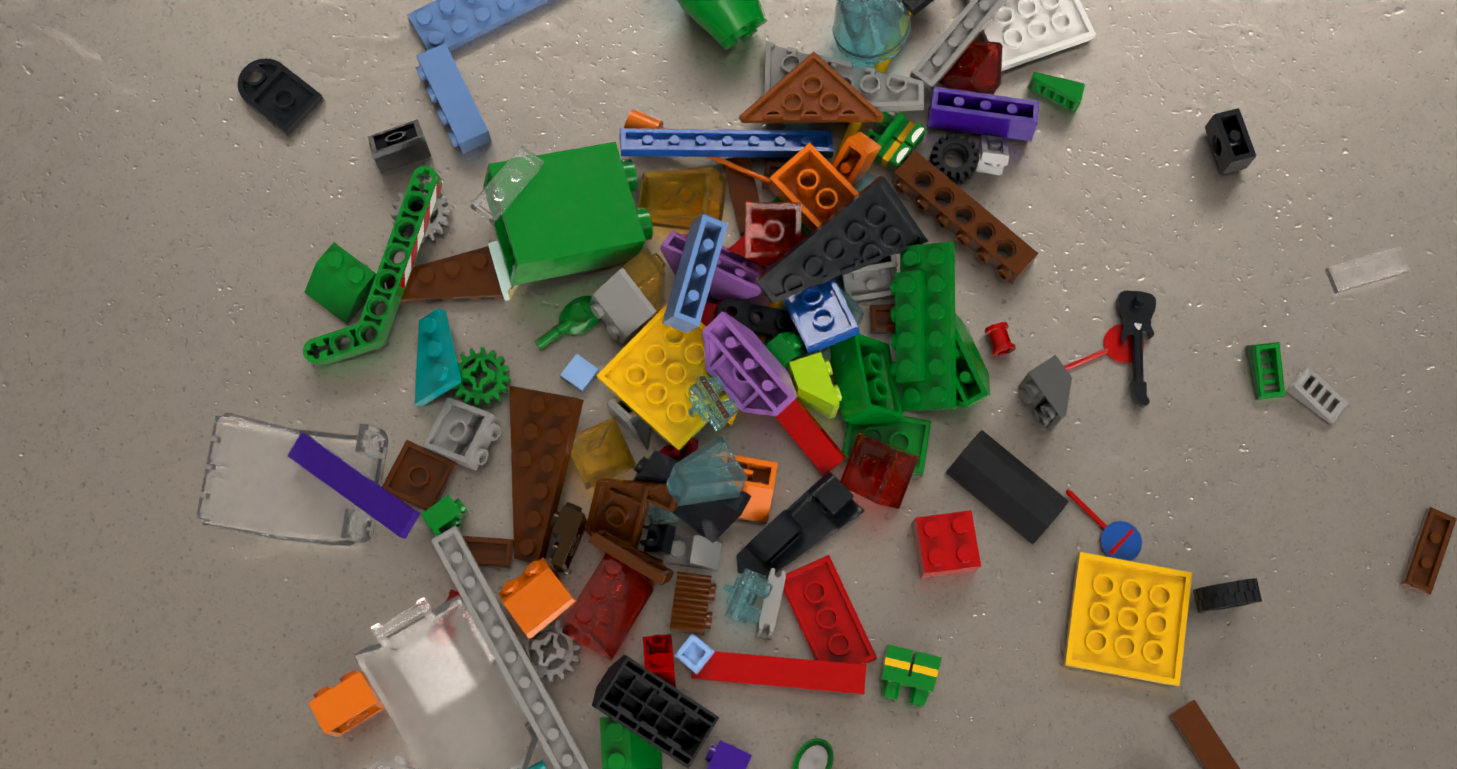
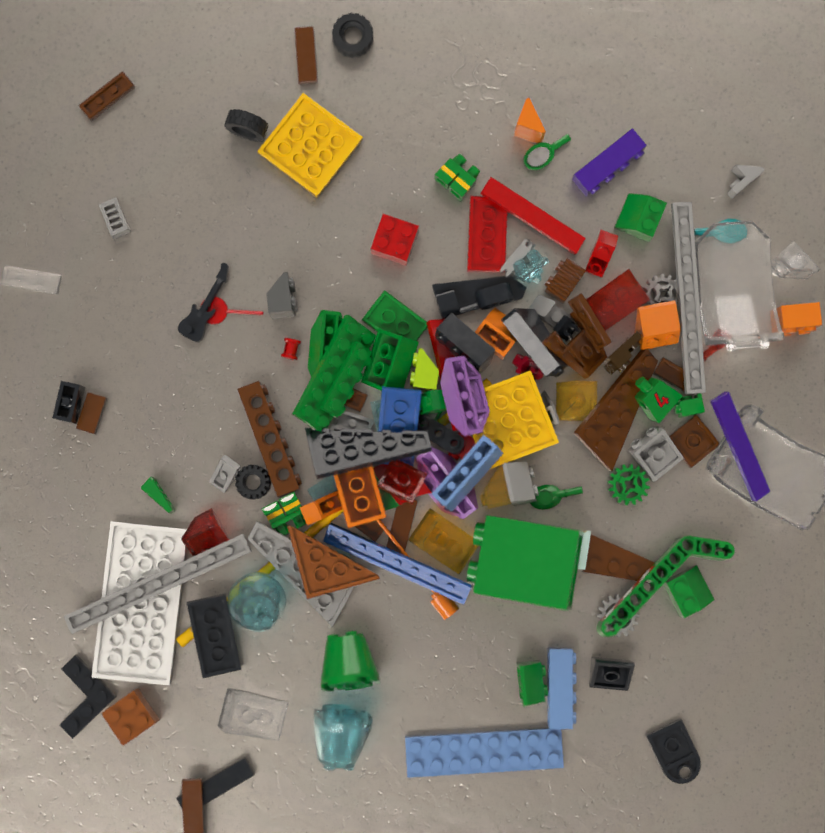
camera: 150 degrees left, 10 degrees up
(436, 358) = (650, 511): teal wing -> none
(492, 85) = (531, 682): none -> green slope
(493, 504) = (656, 398): none -> green torso
(507, 184) = (561, 588): clear tile -> none
(579, 373) = (564, 458): light blue tile -> none
(654, 710) = (620, 224): black piece -> none
(694, 653) = (577, 249): light blue tile -> none
(706, 475) = (524, 340): clear light blue slope -> none
(708, 404) = (500, 387): clear light blue hips -> none
(783, 444) = (464, 342): none -> black wedge
(879, 471) = (412, 301): clear red slope -> none
(983, 113) = (218, 501): dark purple brick -> none
(1007, 487) = (336, 257): black piece -> none
(1118, 539) = (288, 193): blue piece -> none
(1195, 147) = (91, 413): none -> reddish brown tile
(1257, 371) = (131, 264): green slope -> none

